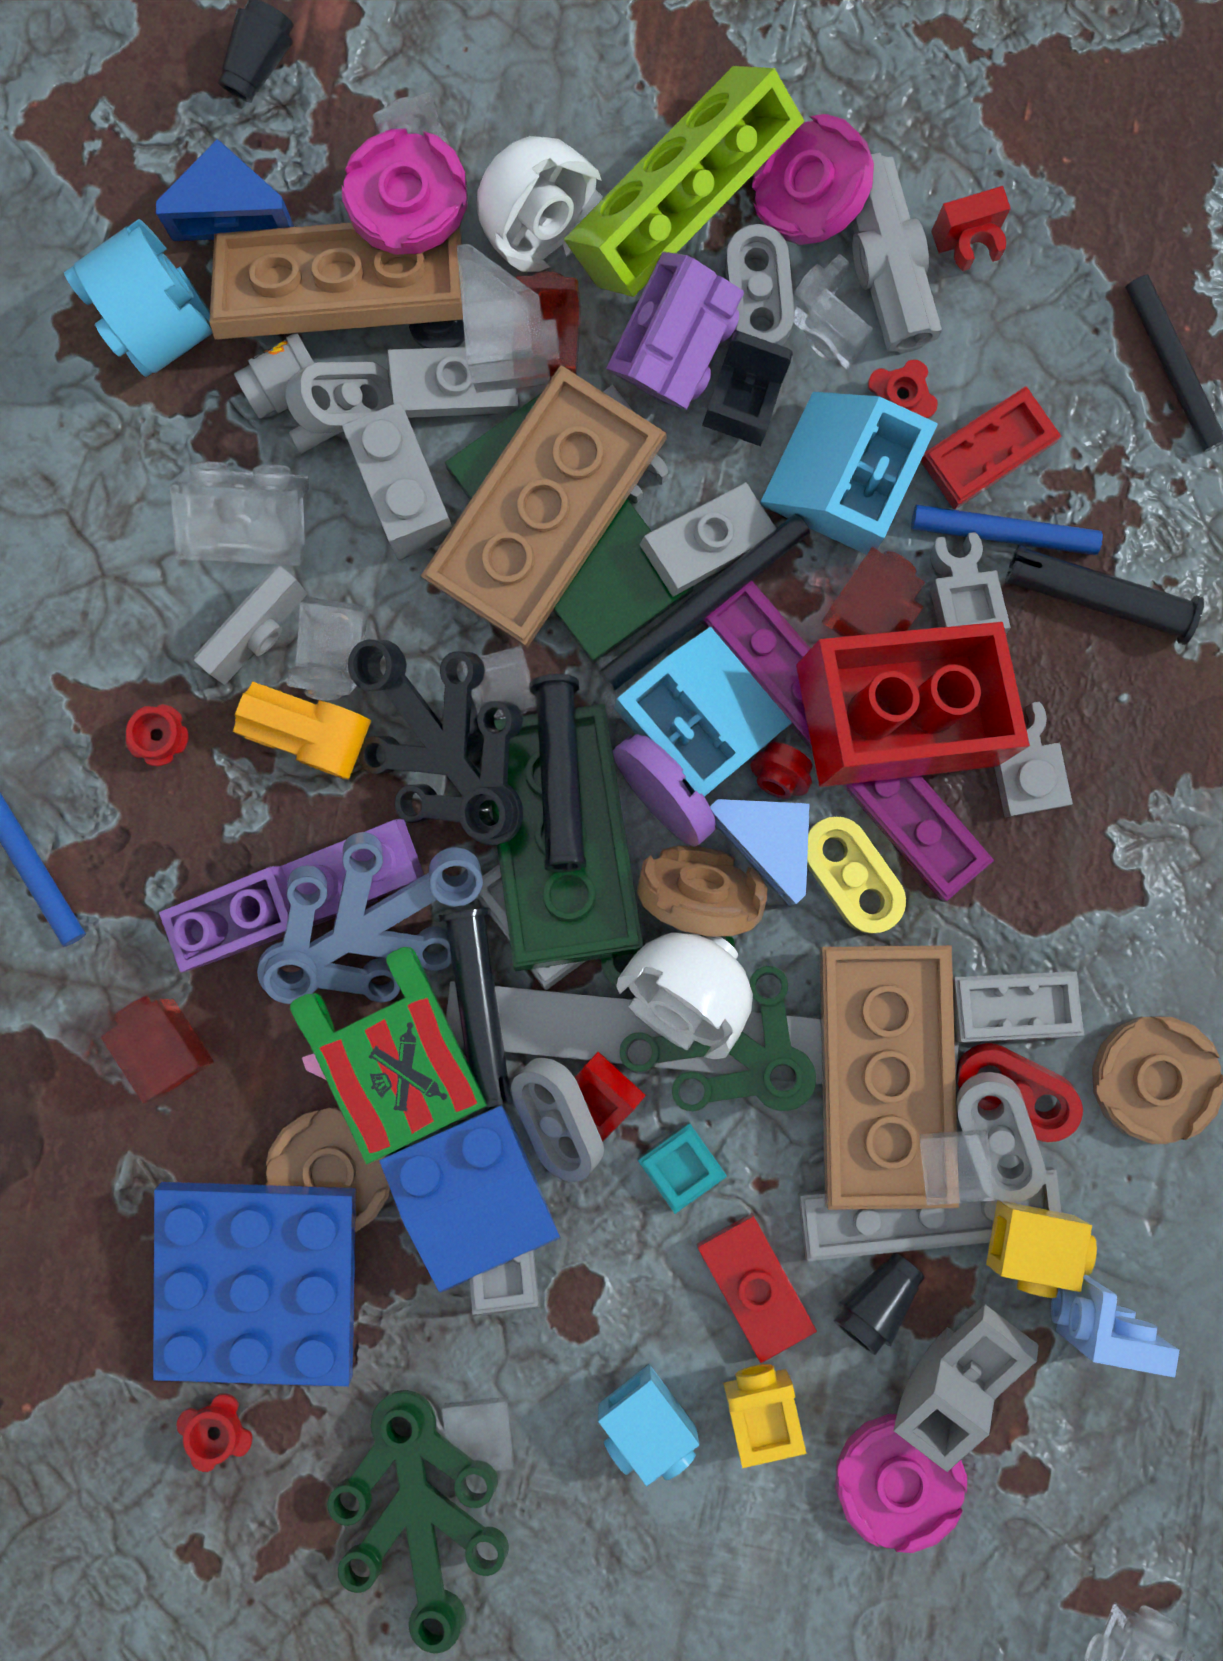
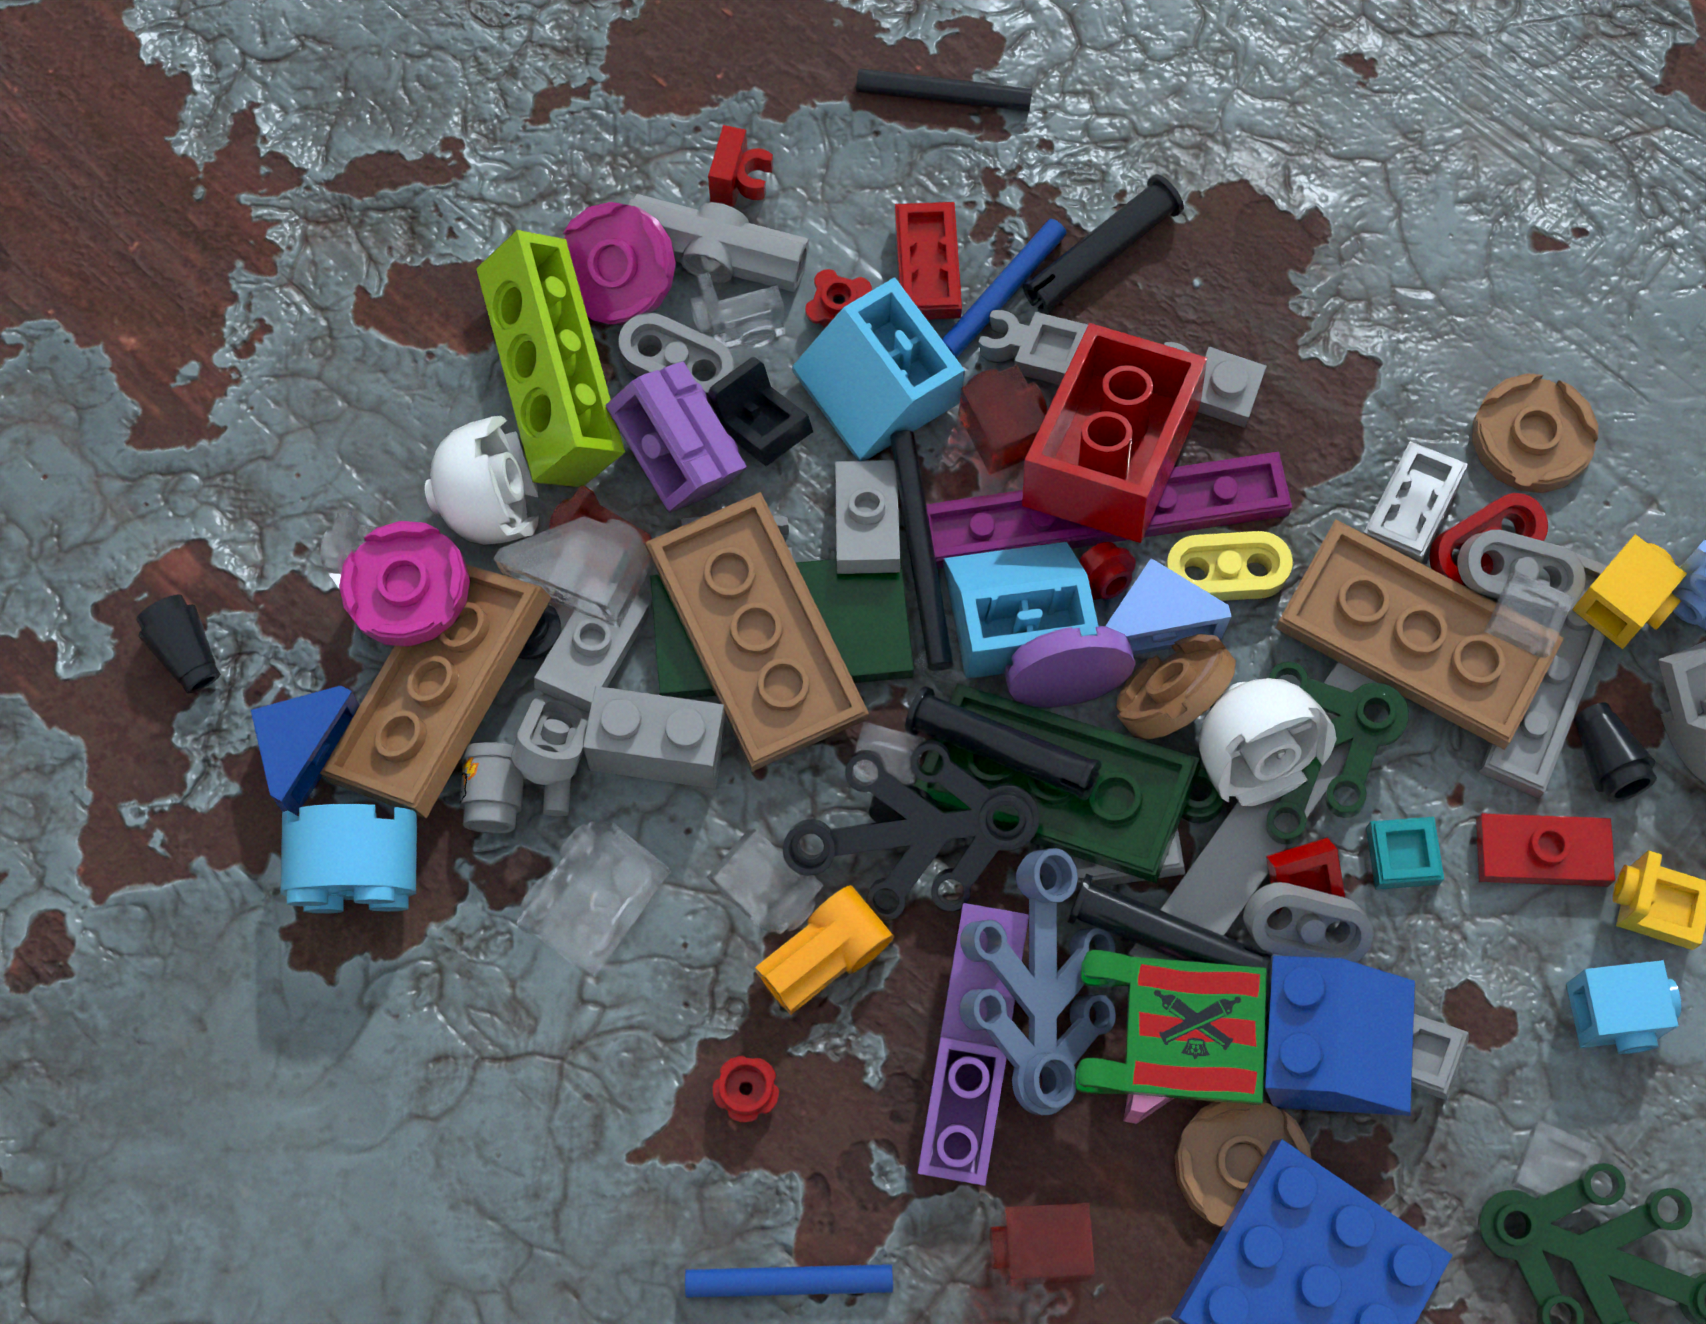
camera: 60 degrees left, 15 degrees down
(252, 626) = (705, 940): light grey plate -> none

